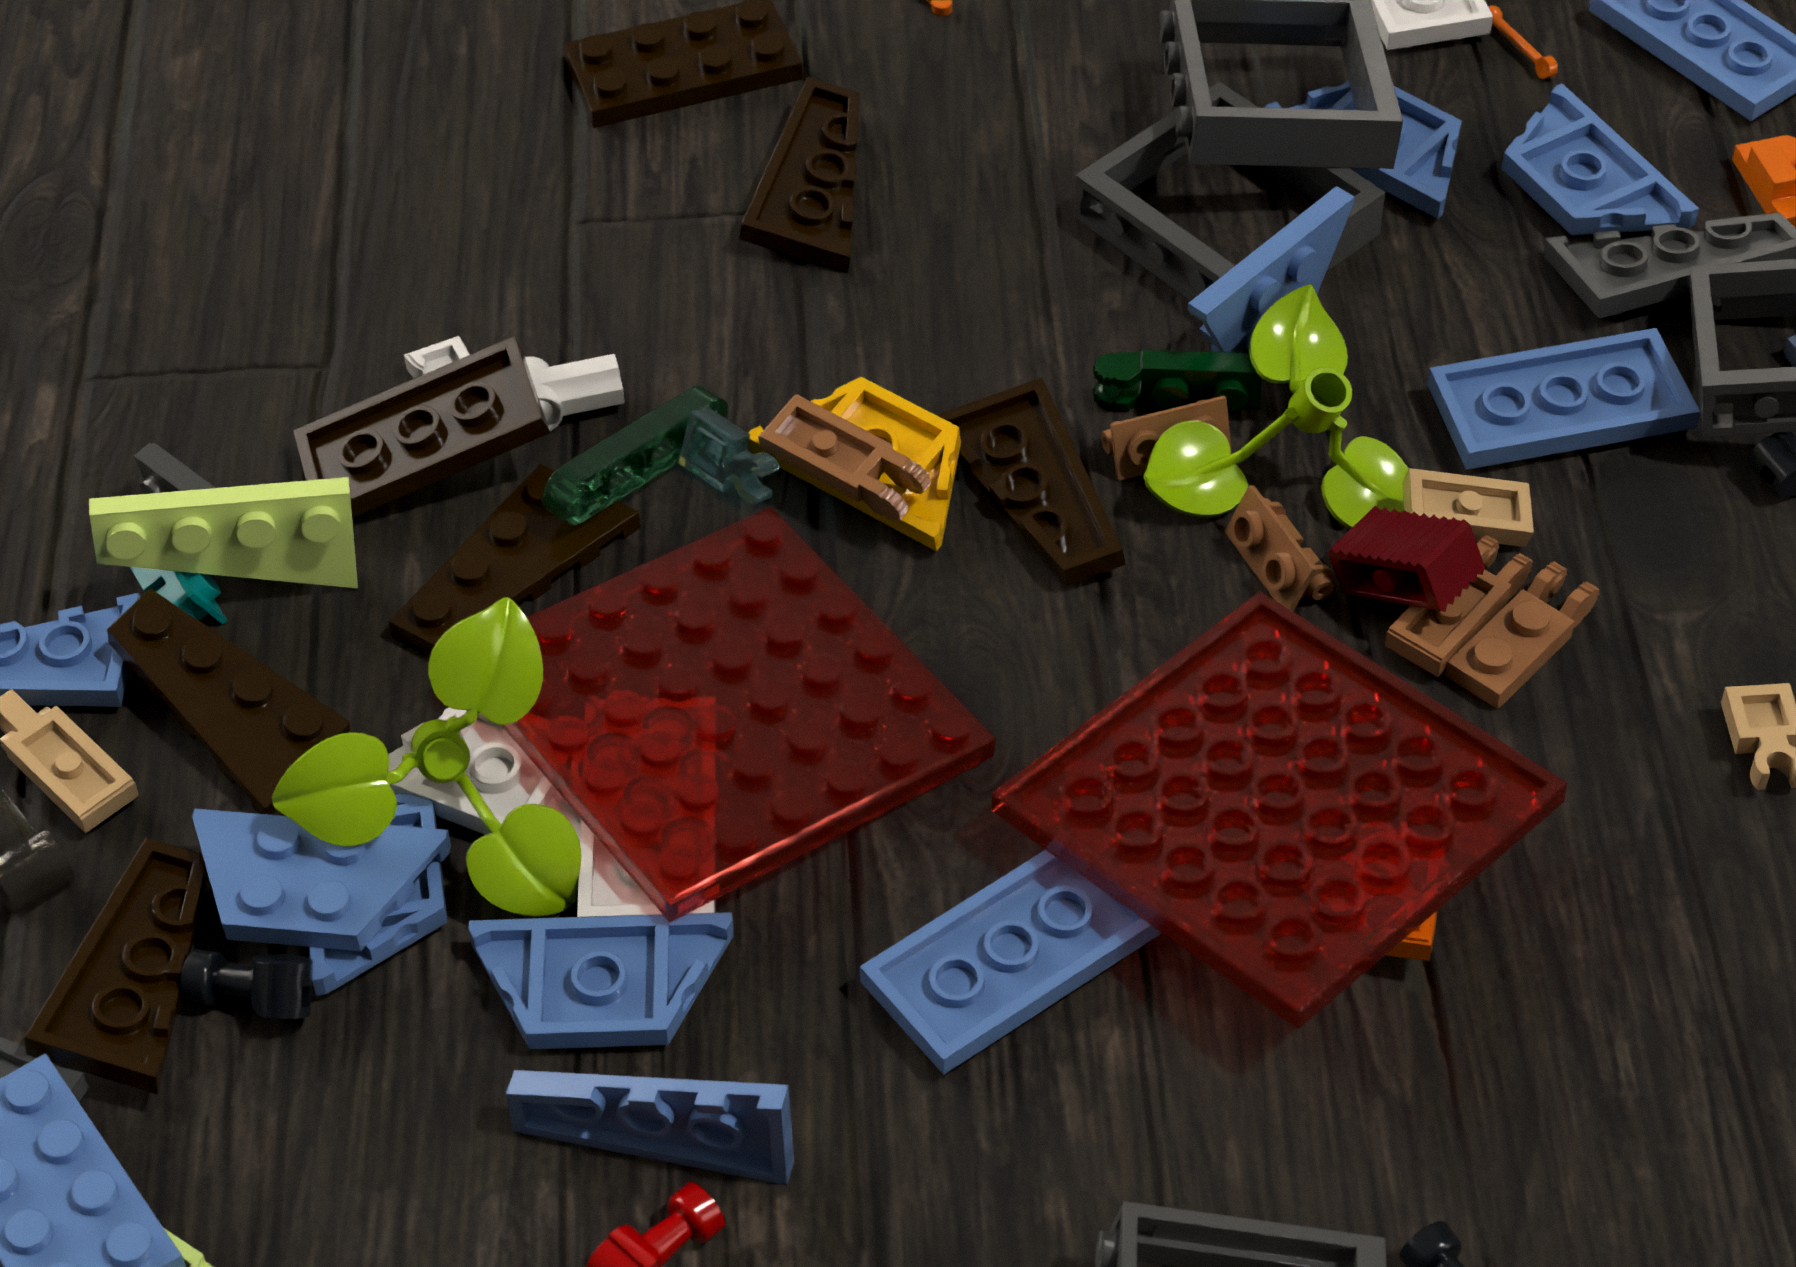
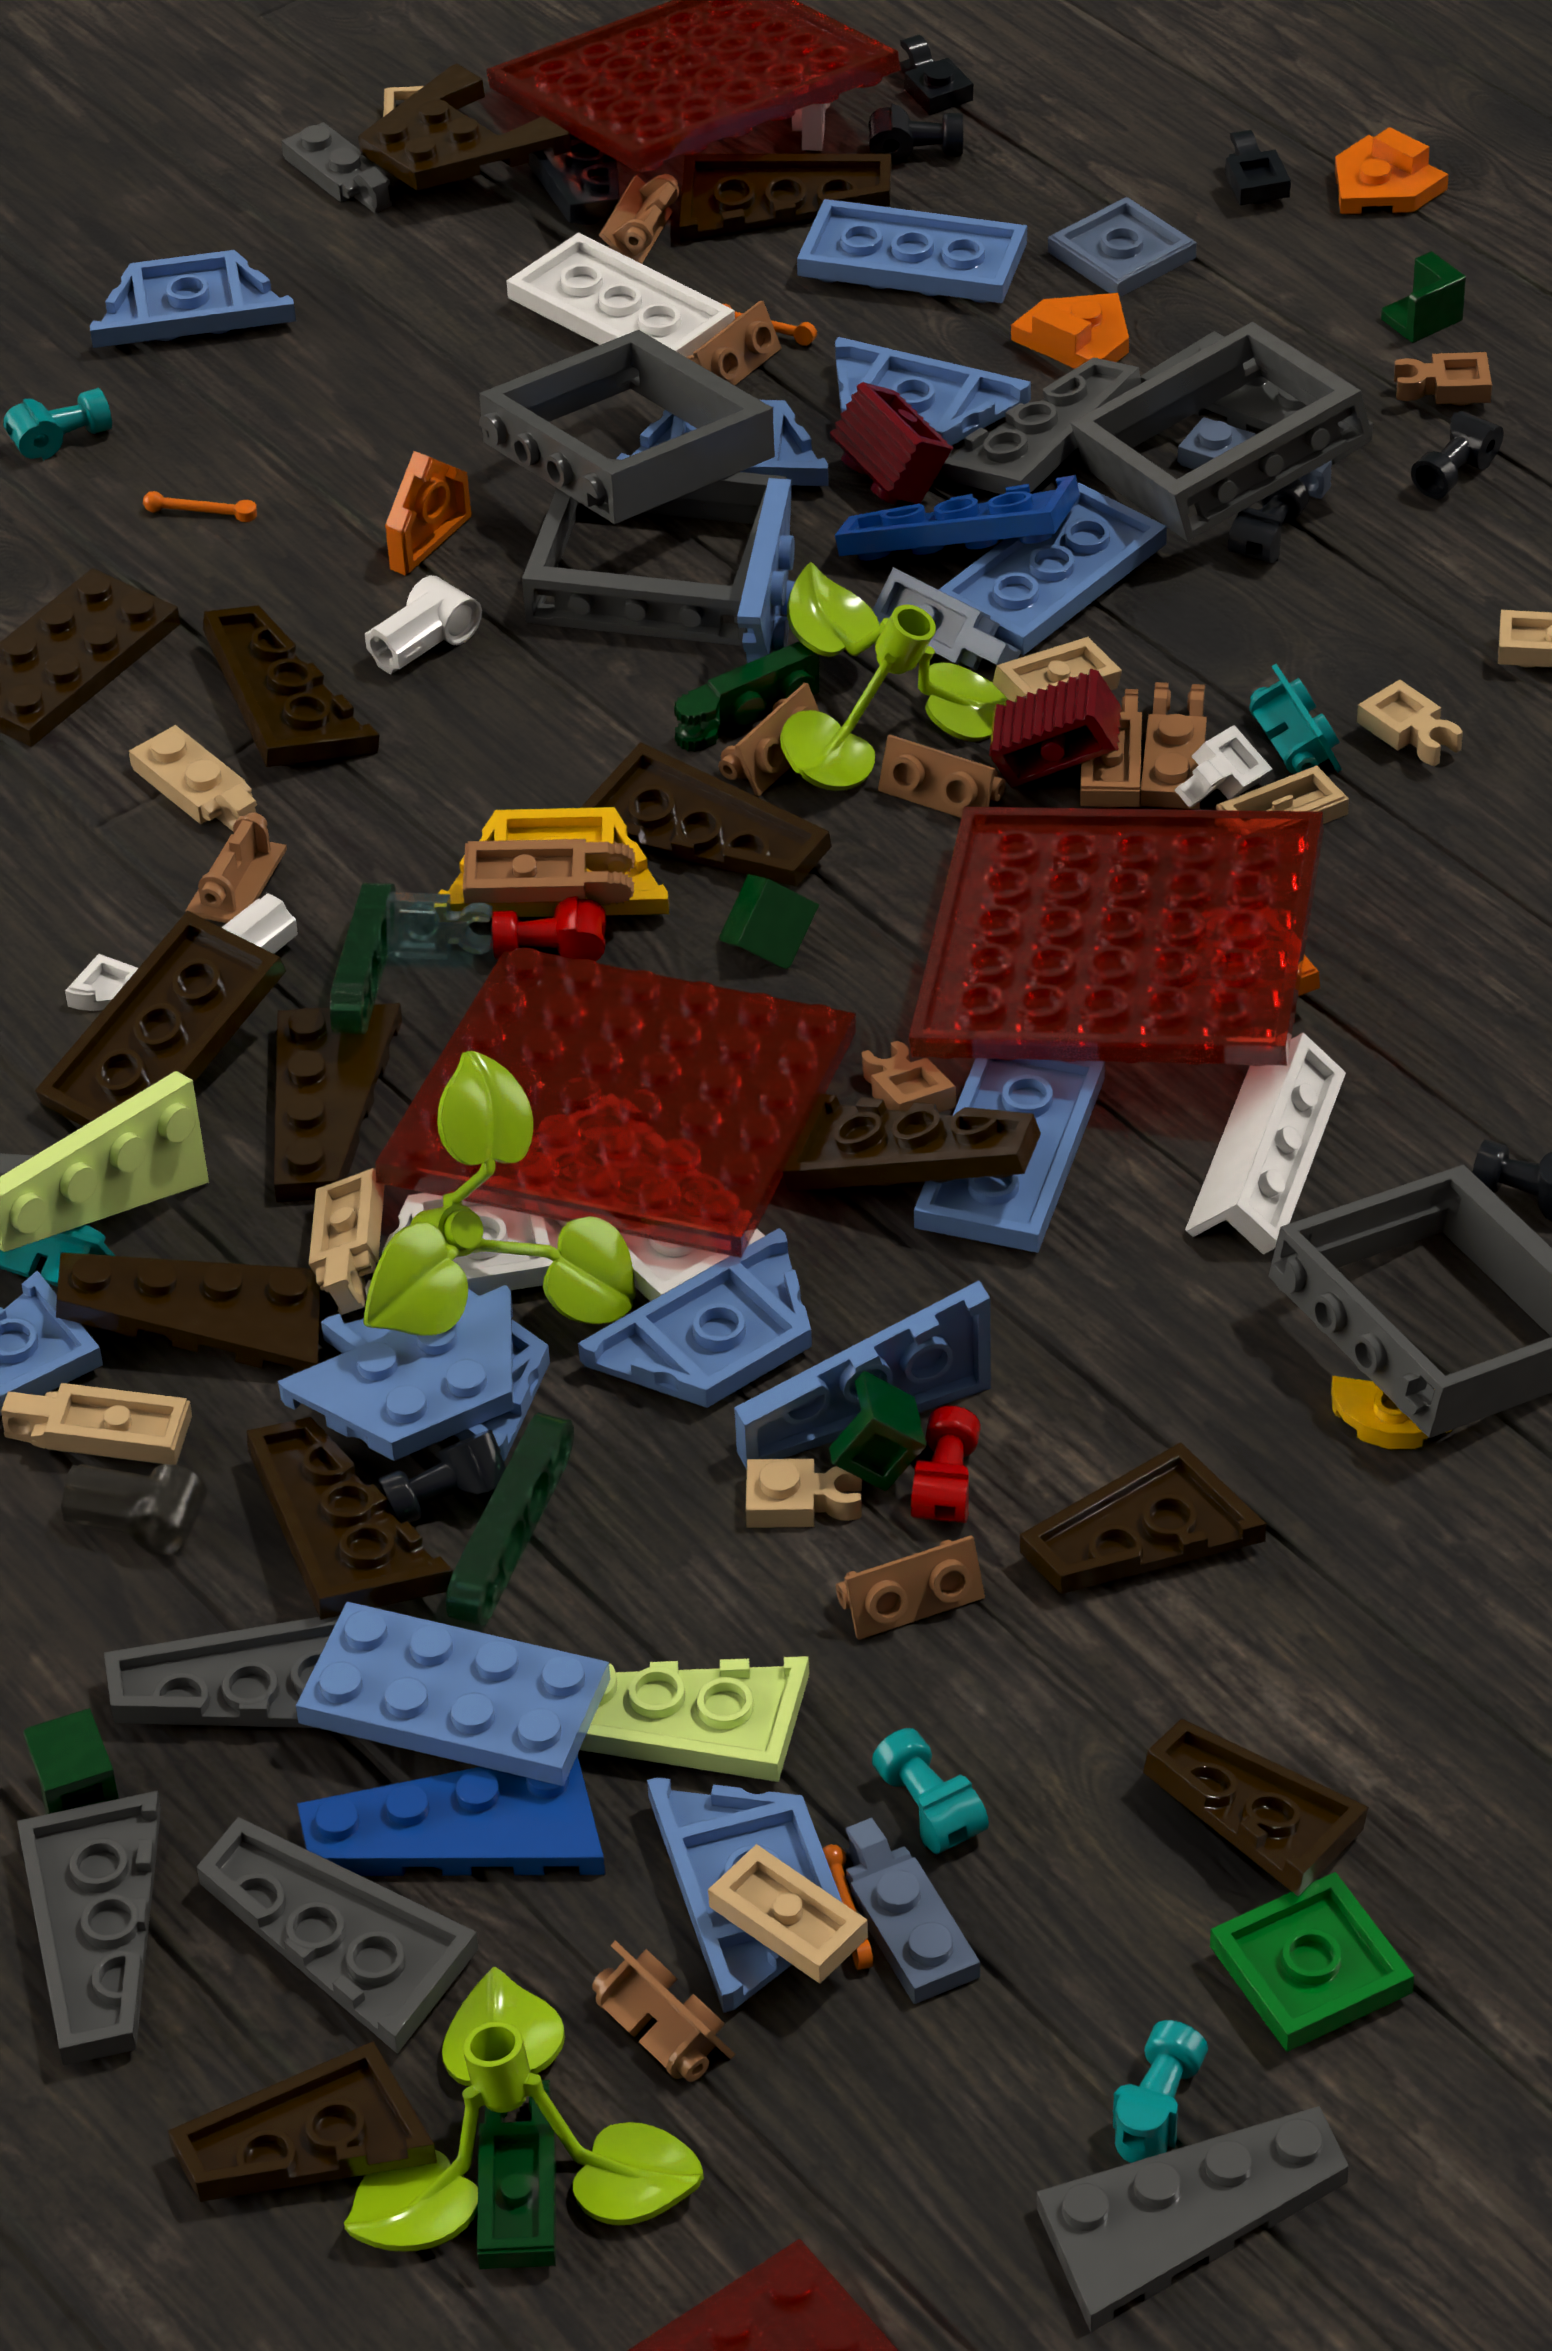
camera: 35 degrees left, 5 degrees down
(267, 1054) = (509, 1519): none -> clear green beam
(388, 700) = (347, 1237): none -> tan hinge
(520, 1177) = (790, 1492): none -> tan plate
(619, 1174) = (882, 1436): none -> dark green panel
(629, 325) = (238, 871): none -> medium nougat hinge
(679, 221) = (192, 777): none -> tan hinge
(836, 523) = (574, 930): none -> red leg
(902, 898) = (890, 1147): none -> dark brown wing
(973, 839) = (907, 1082): none -> medium nougat plate
(991, 172) = (431, 615): none -> white piece
(1001, 607) = (768, 921): none -> dark green panel
(1063, 73) = (426, 511): none -> orange plate
(1243, 1099) = (1269, 1145): none -> white panel
(1412, 401) = (961, 630): none -> sand blue hinge
(1462, 54) = (740, 346): none -> medium nougat hinge
(1512, 206) = (890, 444): none -> dark red brick
(1512, 312) = (959, 521): none -> blue wing
(1543, 678) = (1224, 764): none -> white plate
(1570, 759) = (1281, 793): none -> tan tile
(1657, 695) = (1288, 707): none -> teal hinge

